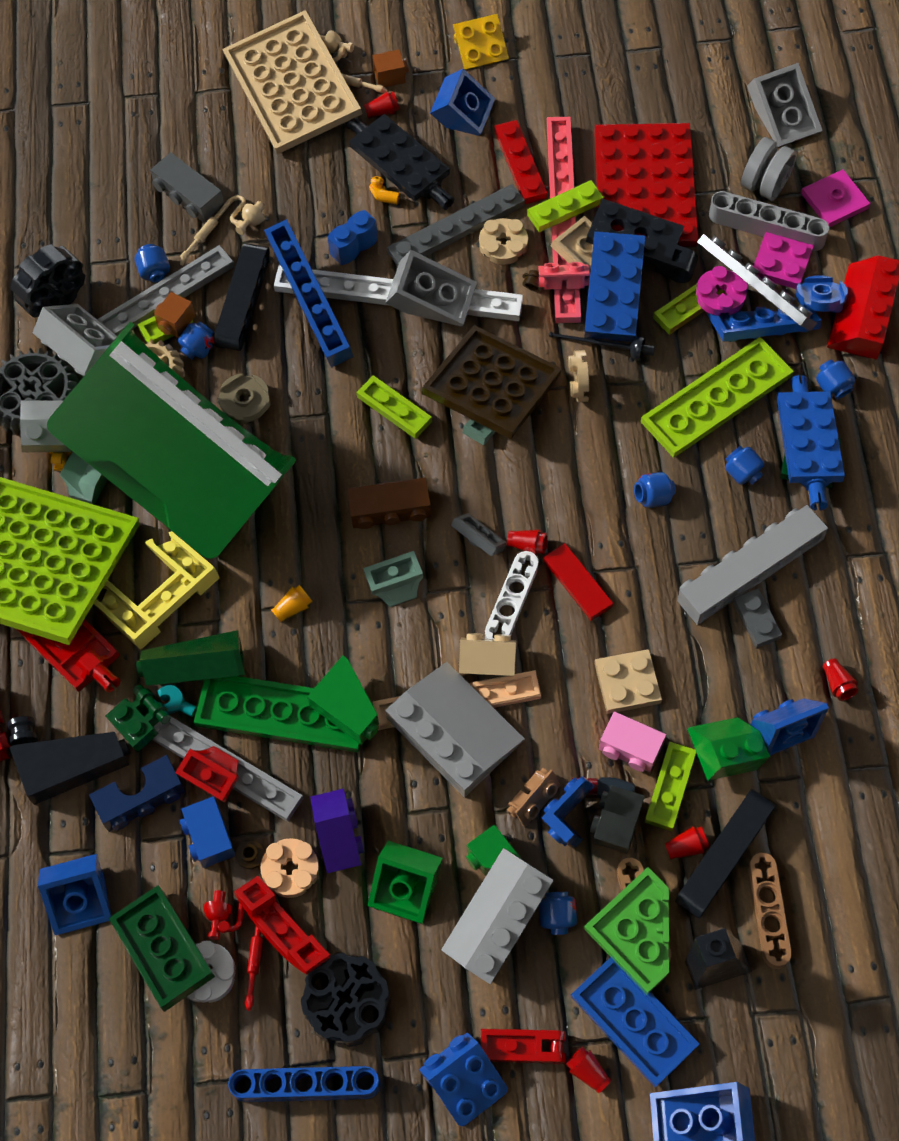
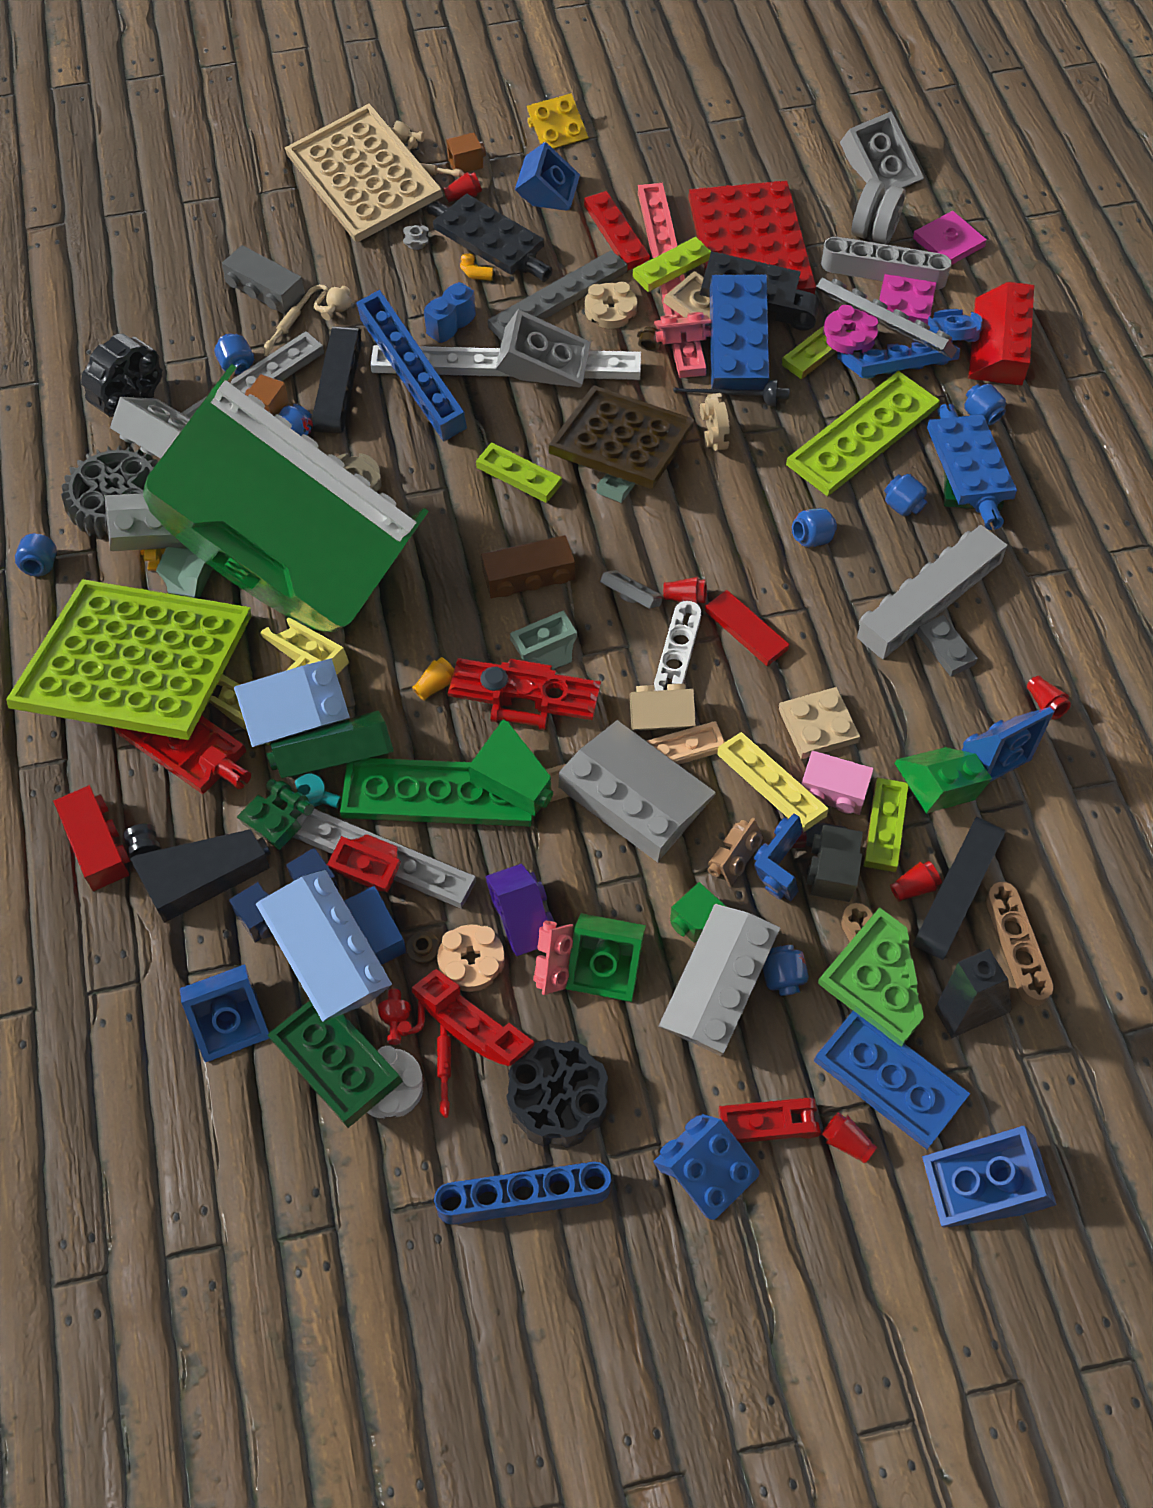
camera: 10 degrees left, 5 degrees down
(162, 618) = (291, 702): none -> light blue slope
(162, 848) = (324, 945): none -> light blue slope
(332, 153) = (415, 236): none -> light grey plate
(358, 886) = (552, 971): none -> coral hinge
(370, 615) = (525, 680): none -> red piece
(575, 735) = (772, 780): none -> light yellow plate

